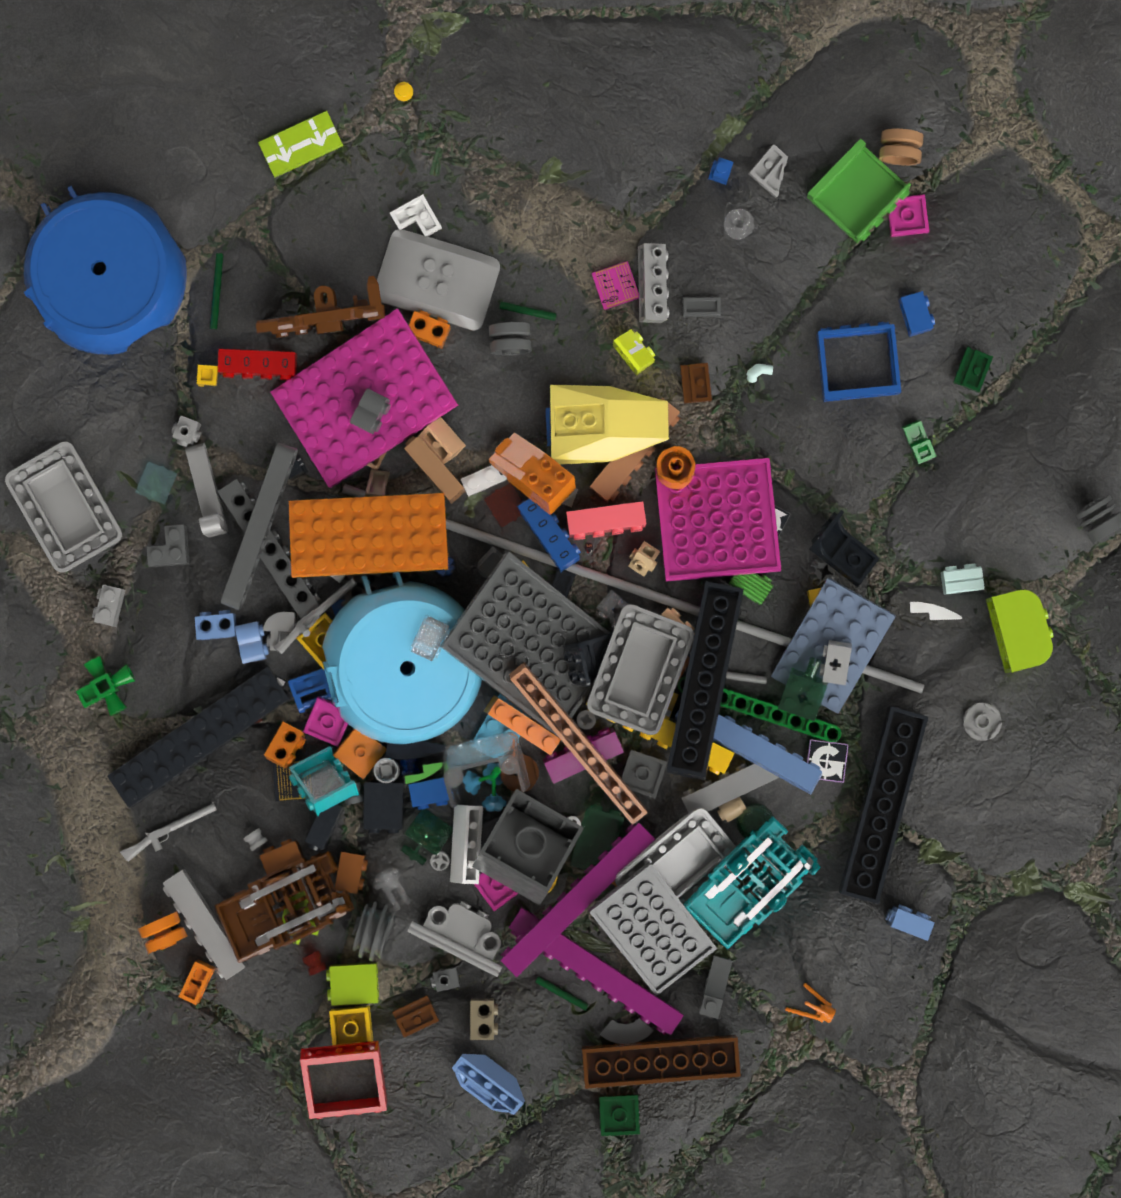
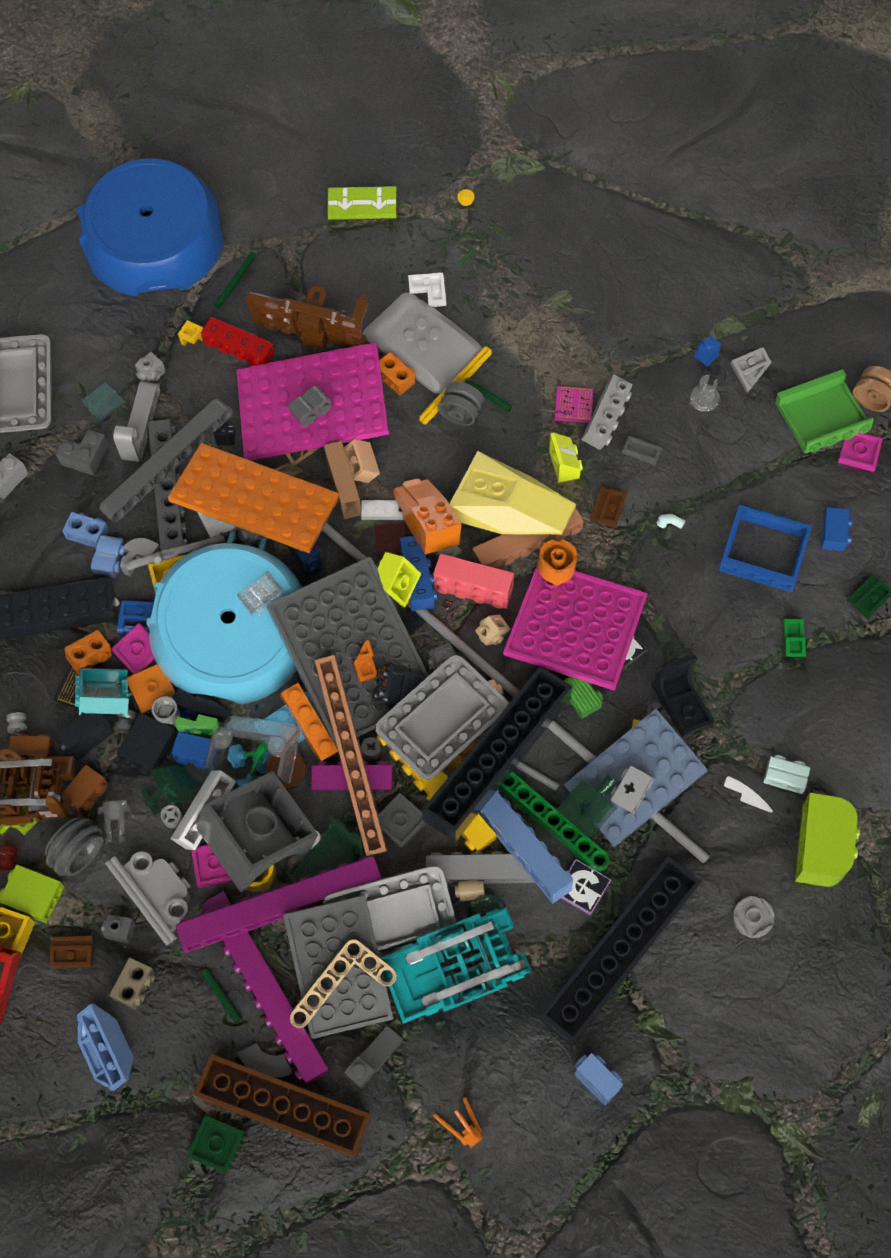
camera: 25 degrees right, 20 degrees down
(492, 314) = (466, 373): none -> yellow axle
(539, 556) = (398, 577): none -> neon yellow slope
(549, 653) = (364, 664): none -> orange slope
(659, 941) = (337, 977): none -> tan beam

